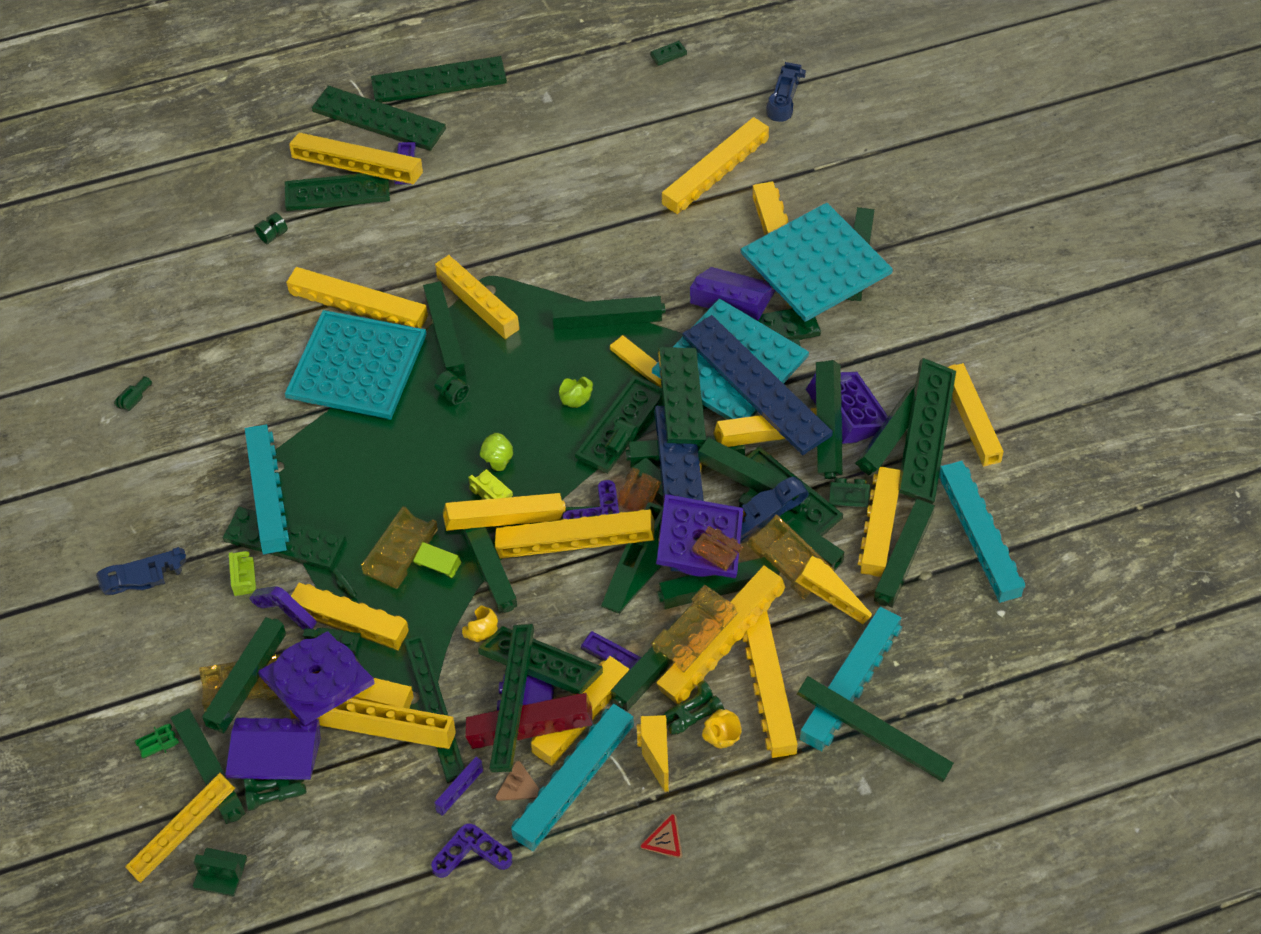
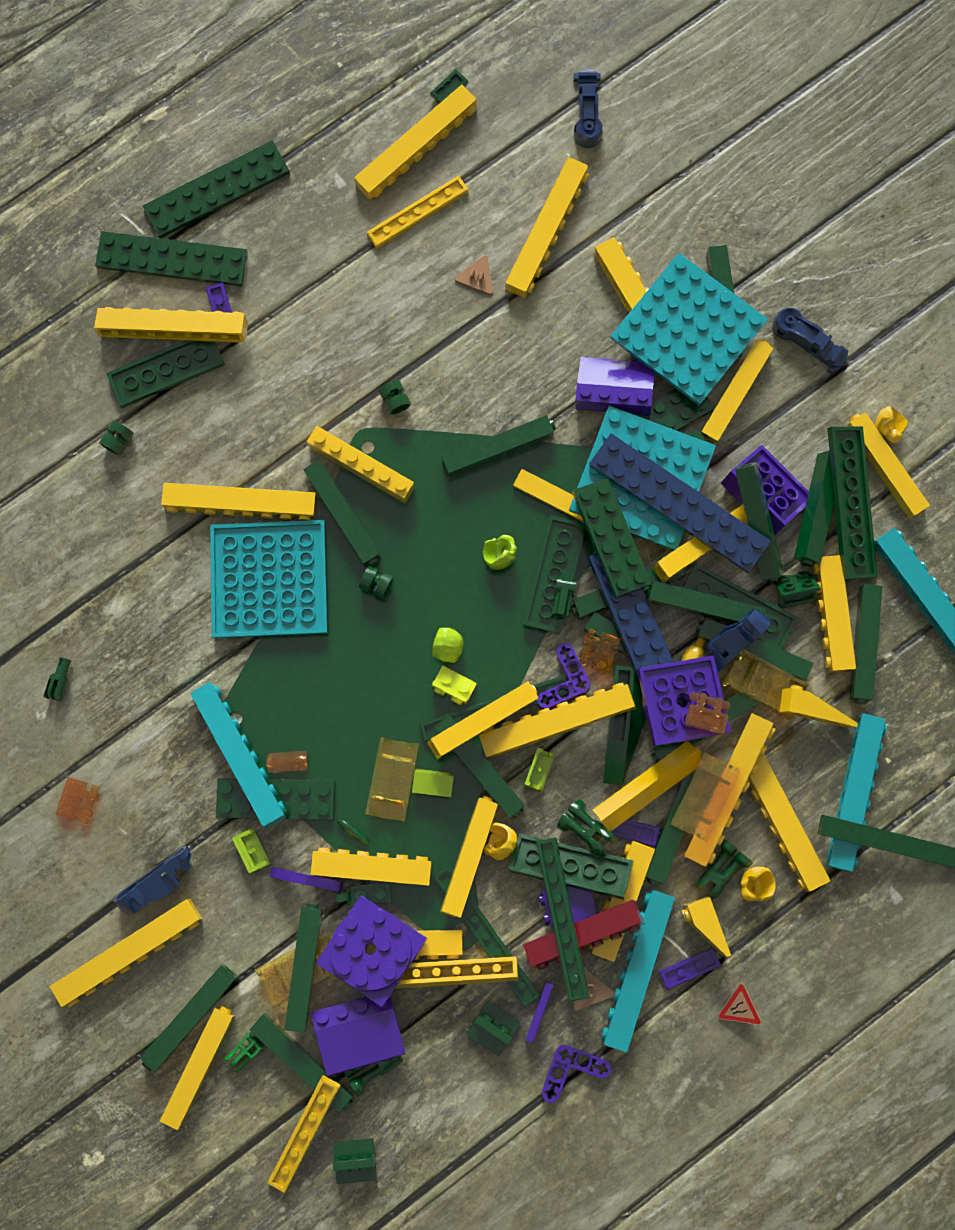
camera: 20 degrees left, 25 degrees up
(87, 625) = (126, 952): none -> yellow brick
(100, 489) = (72, 797): none -> clear orange plate
(106, 742) = (197, 1067): none -> yellow brick
(118, 696) = (188, 1018): none -> dark green brick
(308, 510) = (287, 761): none -> clear orange hinge
(407, 789) = (493, 1028): none -> dark green bracket
(443, 629) = (469, 857): none -> yellow brick
(528, 254) = (393, 394): none -> dark green wheel
(543, 577) = (539, 770): none -> lime hinge
(572, 636) = (589, 836): none -> dark green piece
(605, 132) = (417, 212): none -> yellow tile
(623, 82) = (416, 142): none -> yellow brick
(627, 793) = (689, 968): none -> dark purple tile
(639, 611) = (648, 786): none -> yellow brick
(640, 188) = (477, 276): none -> medium nougat piece
(846, 323) = (736, 391): none -> yellow brick
(927, 294) = (809, 335): none -> dark blue piece
(986, 380) = (891, 424): none -> yellow hair

